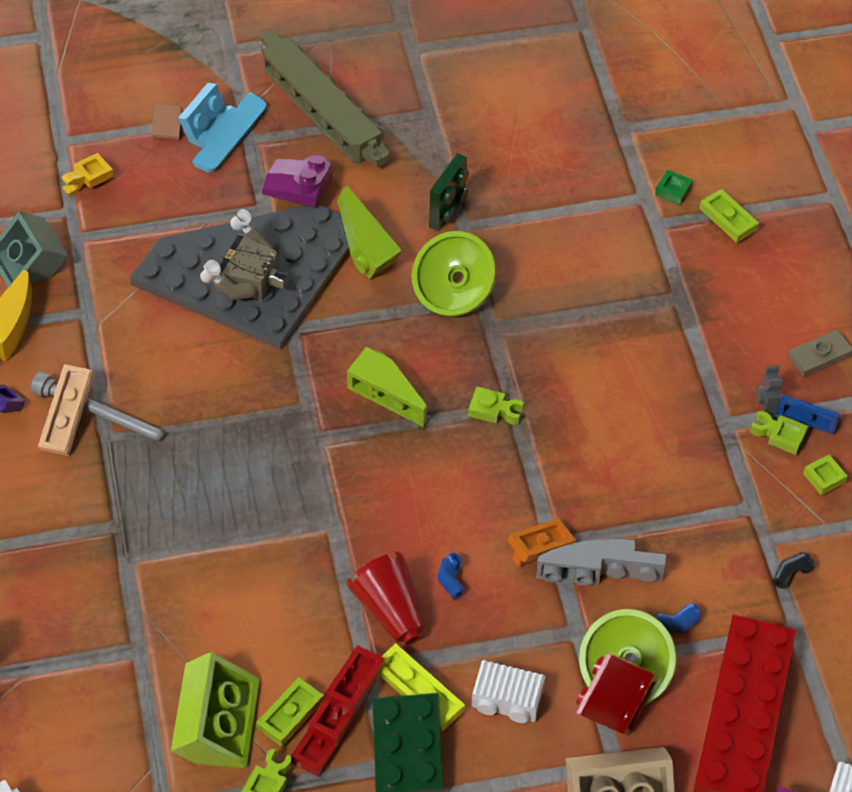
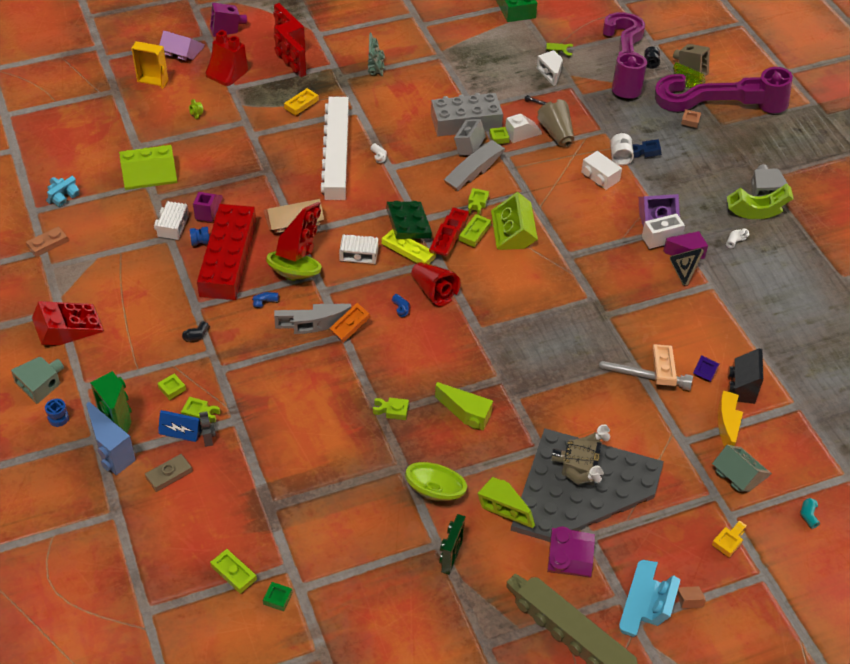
camera: 170 degrees right, 5 degrees down
(795, 759) = (199, 236): none -> blue wheel

